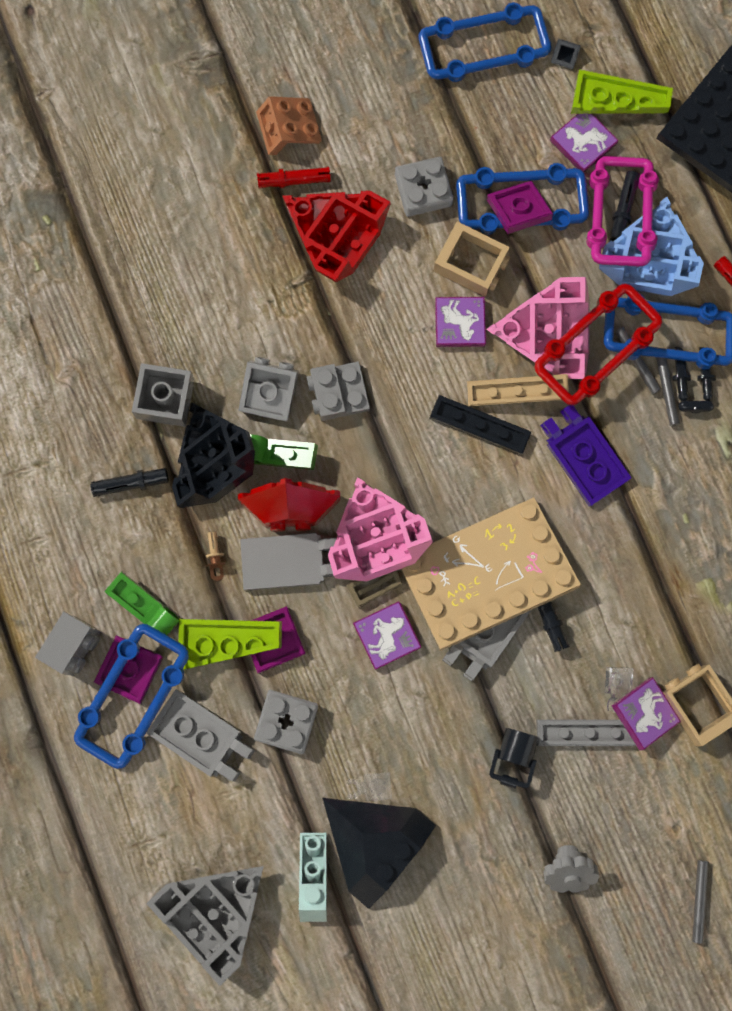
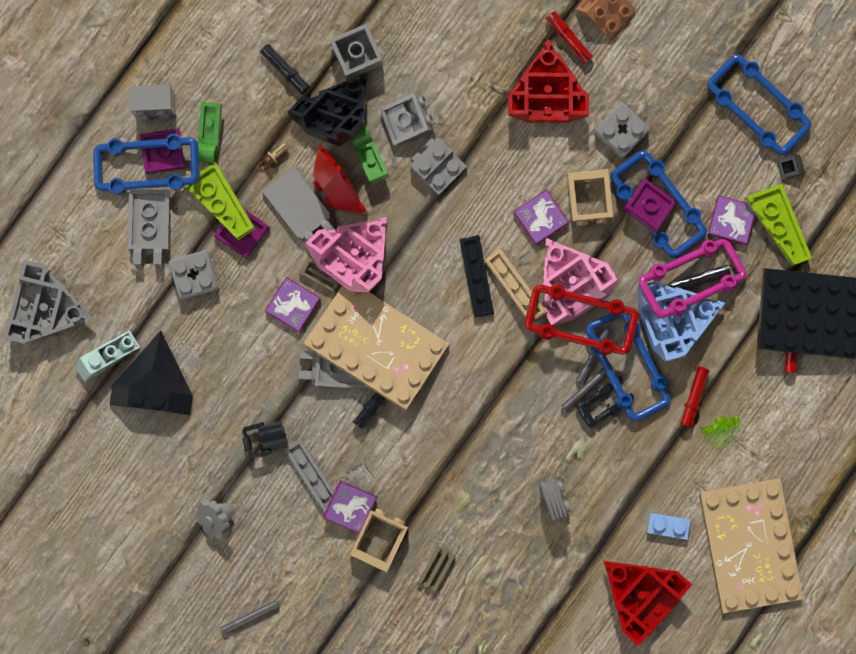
camera: 60 degrees right, 5 degrees up
(585, 456) = (500, 361): dark purple tile -> none

